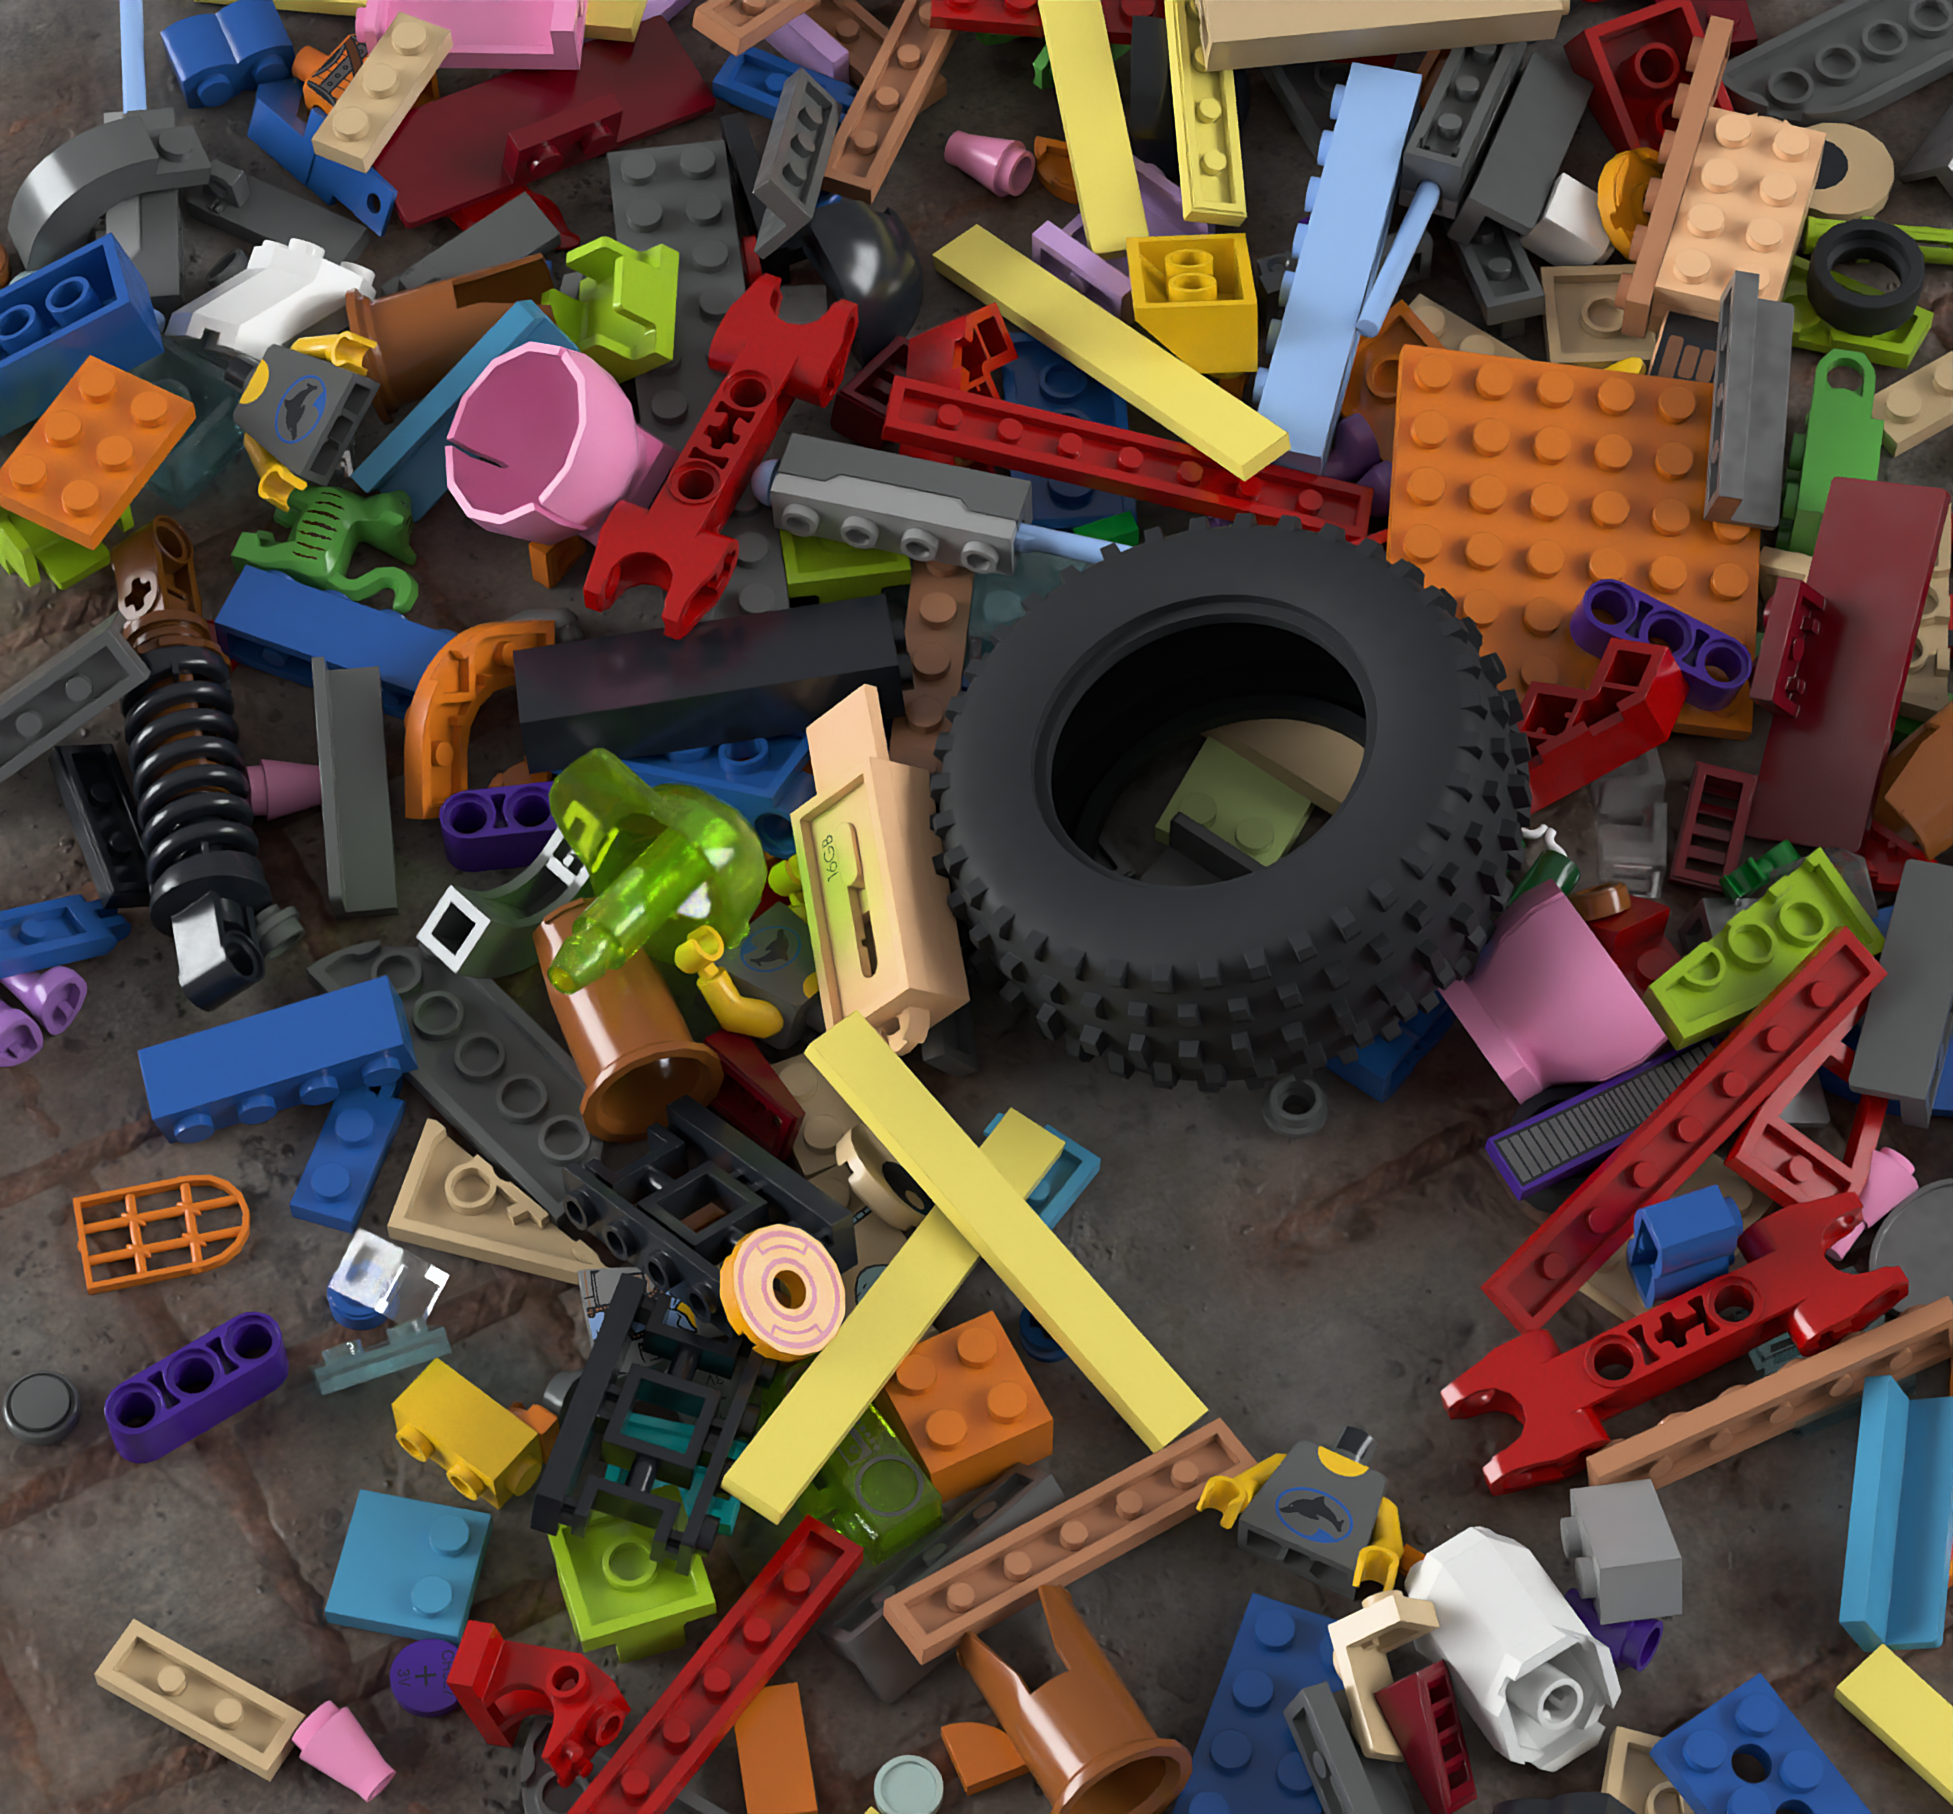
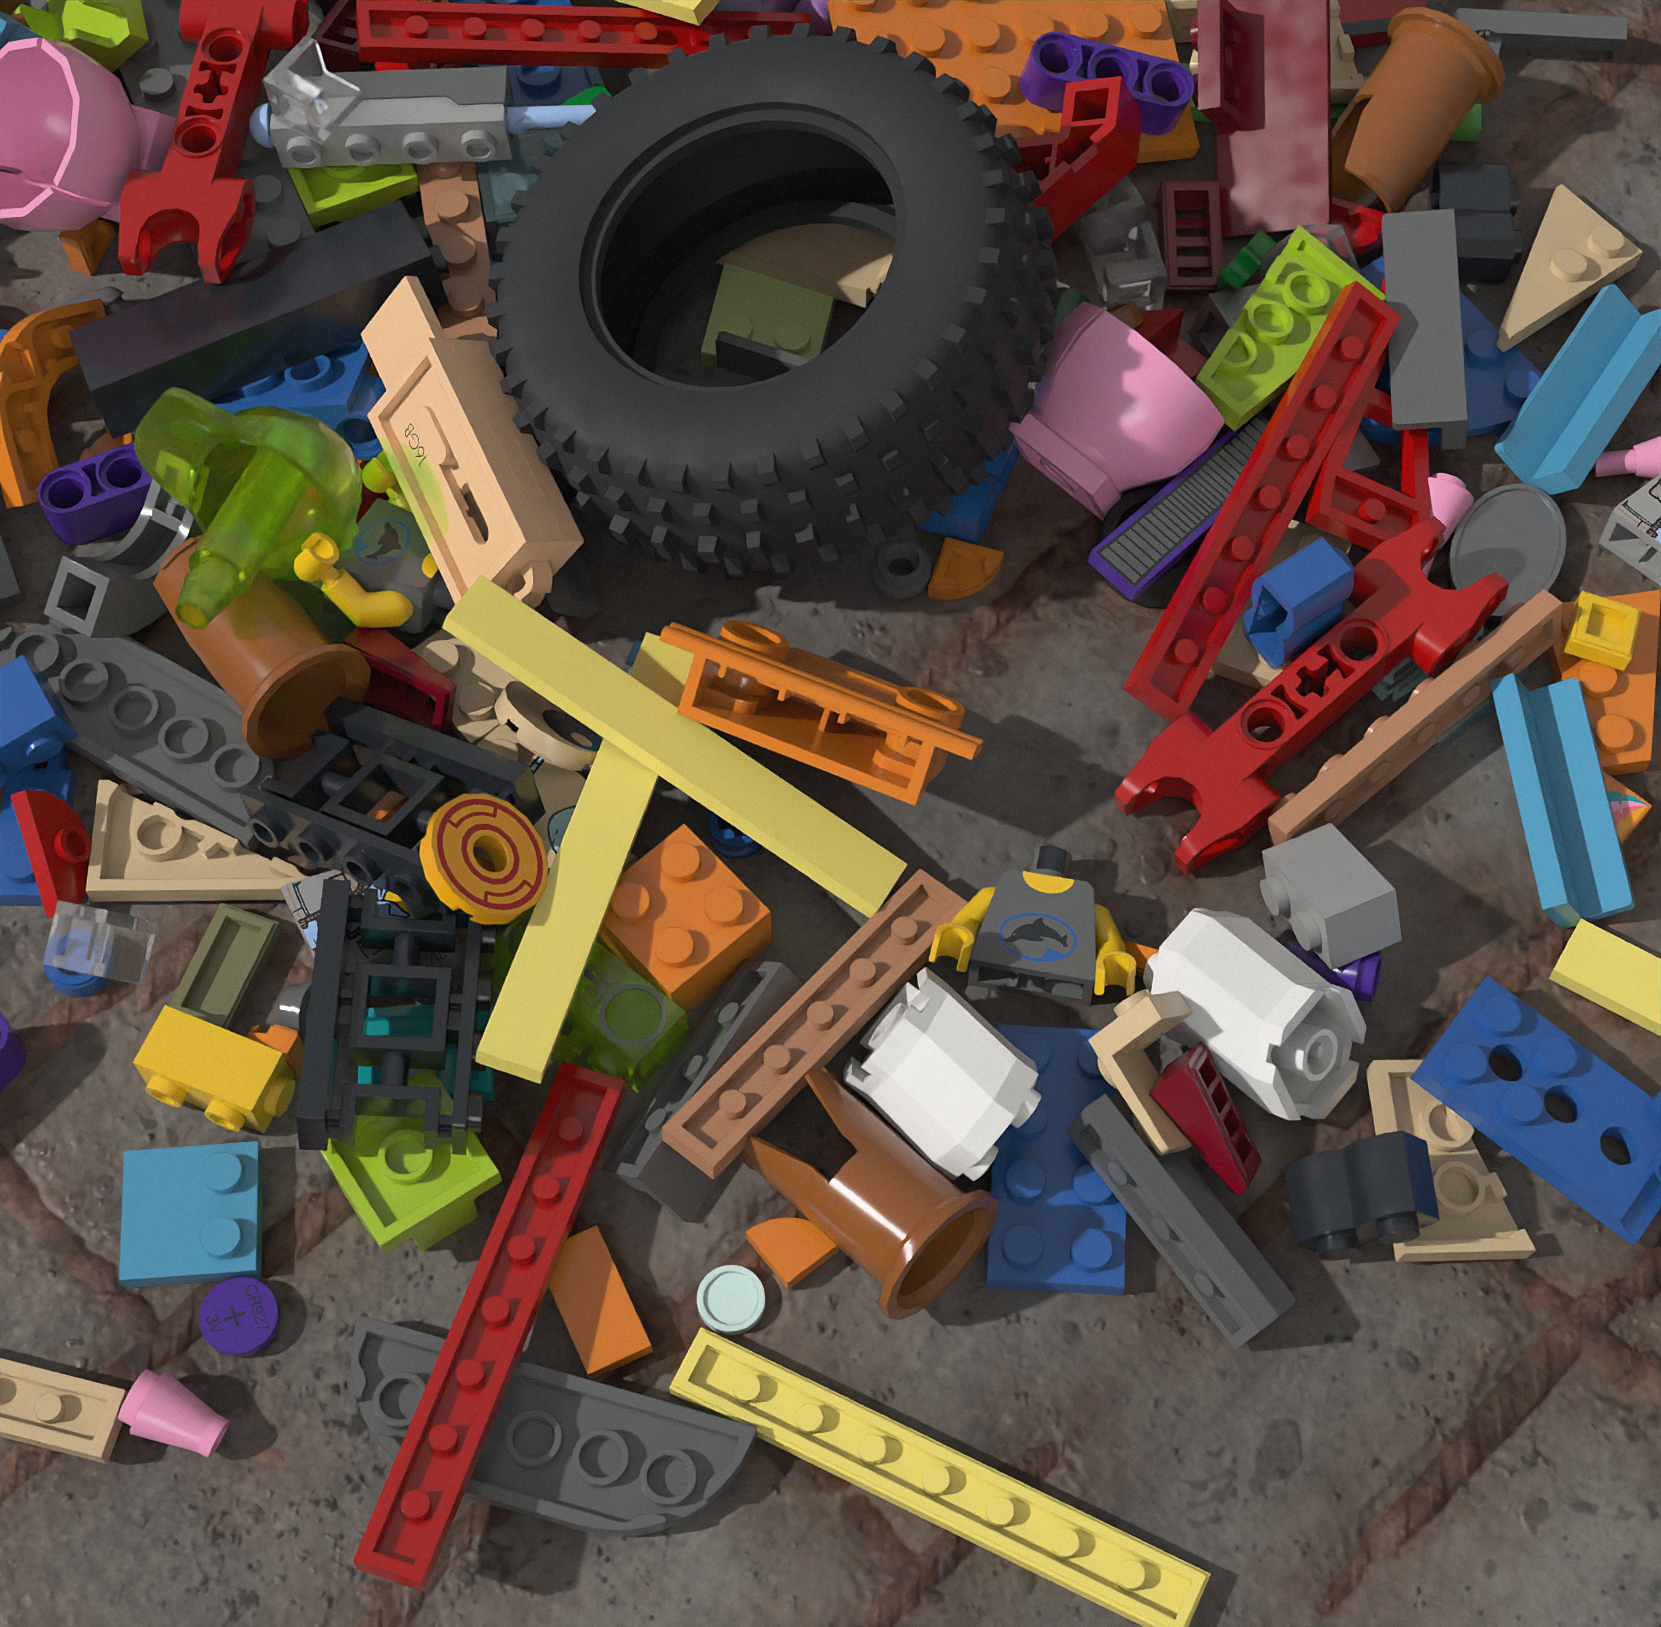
camera: 15 degrees left, 5 degrees up
(352, 1364) = (86, 1032): clear light blue plate -> none
(369, 1174) = (55, 846): none -> red plate
(506, 1335) = (227, 966): none -> olive tile
(511, 1680) = (317, 1304): red tile -> none
(820, 465) = (307, 94): none -> clear panel
(1160, 1229) = (819, 709): none -> orange brick
(1176, 1625) = (944, 1077): none -> white brick
(1361, 1124) = (963, 569): none -> orange tile

